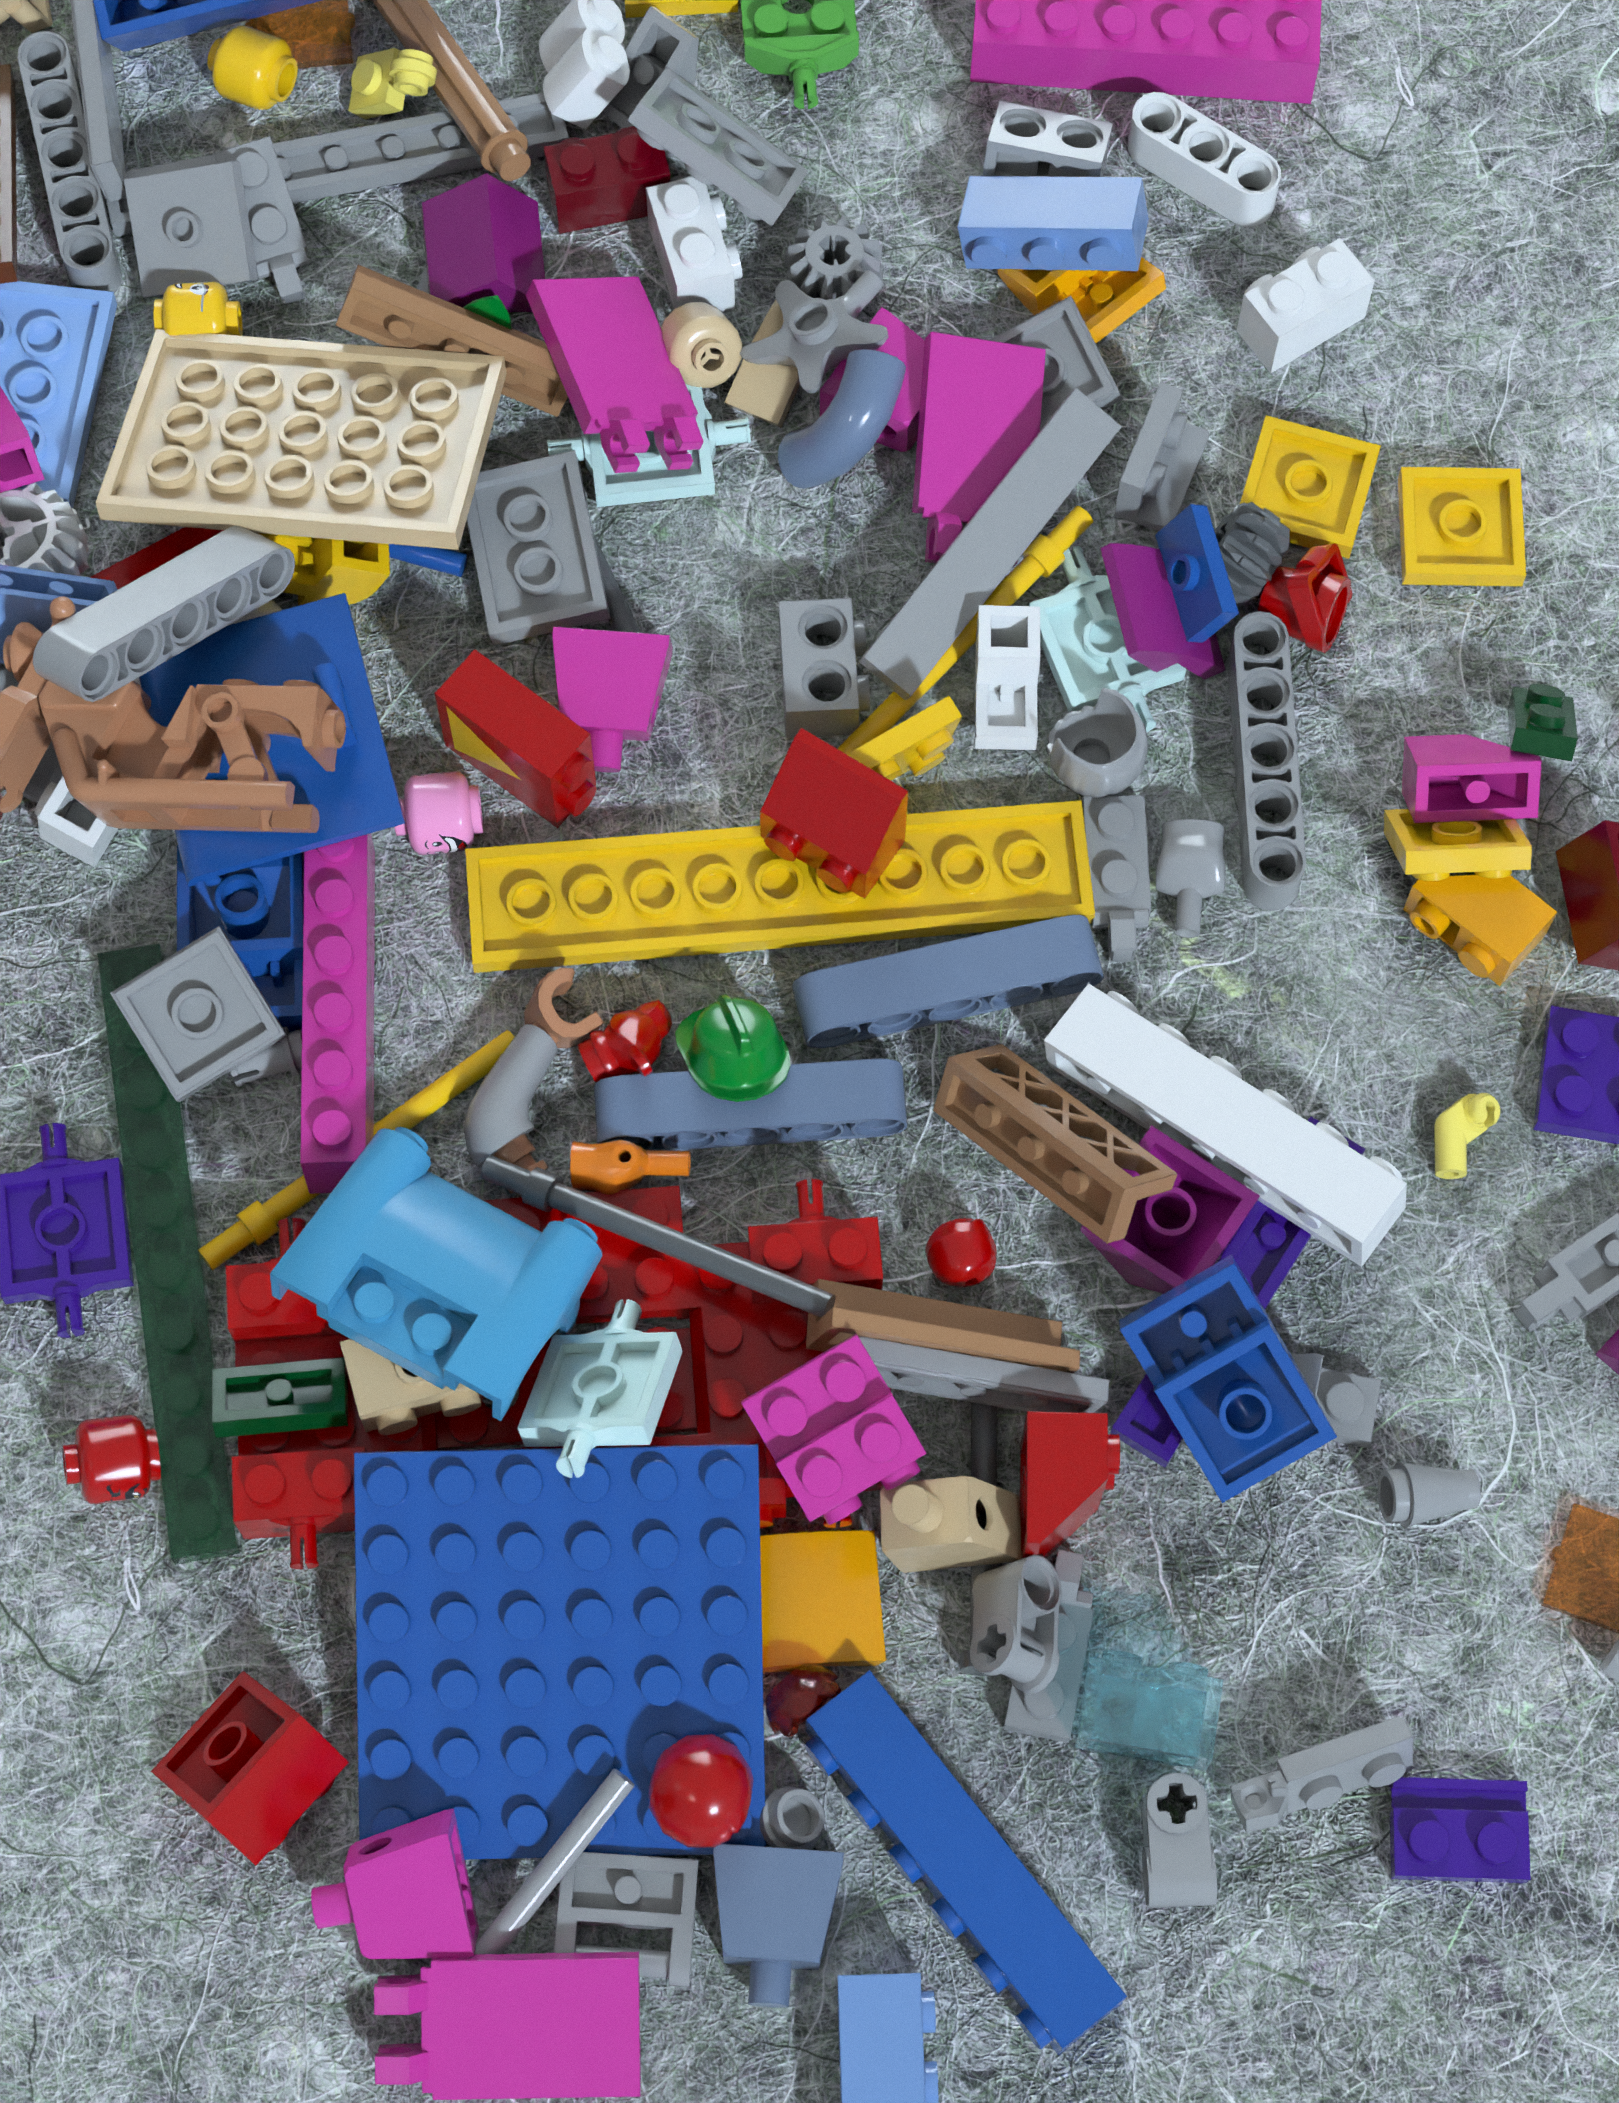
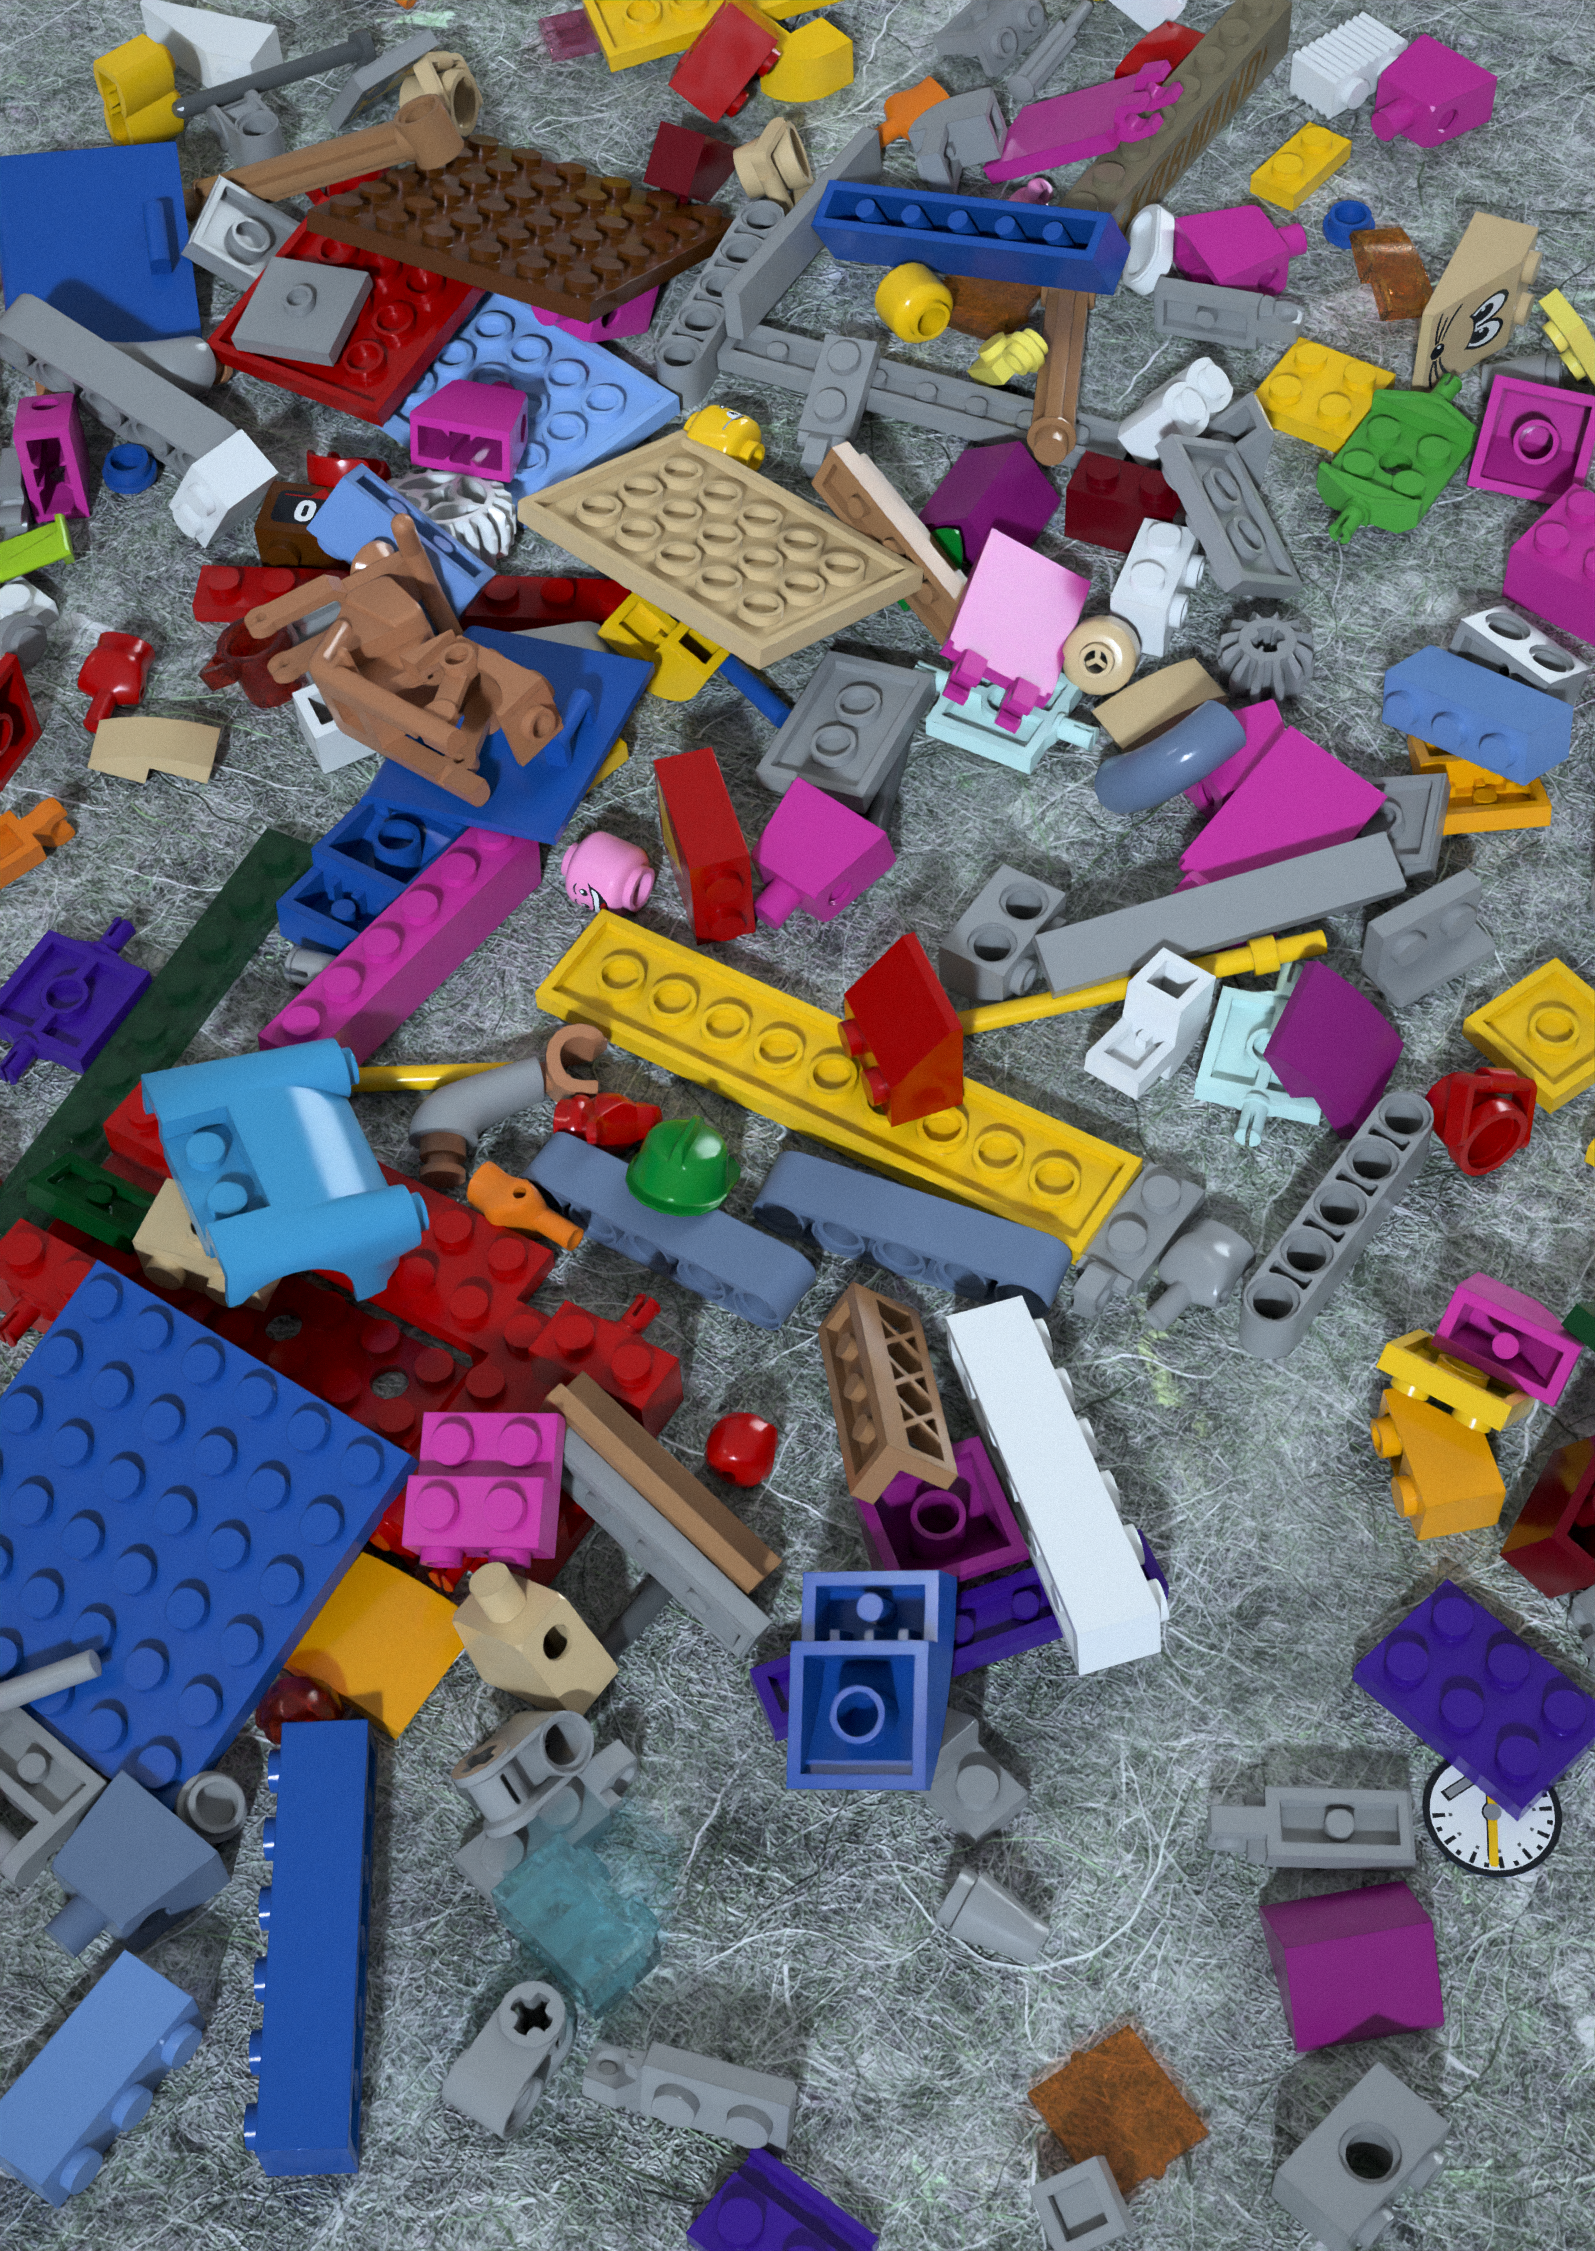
camera: 40 degrees right, 15 degrees down
(163, 613) = (473, 568): light grey beam -> none
(191, 227) = (772, 375): light grey plate -> none
(198, 1014) = (291, 900): light grey tile -> none
(547, 1191) = (439, 1186): dark grey bar -> none
(600, 1389) = (333, 1341): light aqua plate -> none
(701, 1791) = (144, 1716): red hair -> none
(819, 331) = (1202, 679): light grey animal -> none
(913, 744) = (1012, 1025): yellow plate -> none
(1063, 1475) = (657, 1674): red slope -> none
(1099, 746) = (1187, 1126): light grey hair -> none
(1197, 573) = (1379, 1028): blue plate -> none
(1251, 548) = (1440, 1043): dark grey gear -> none
(1457, 1128) = (1276, 1629): light yellow arm -> none

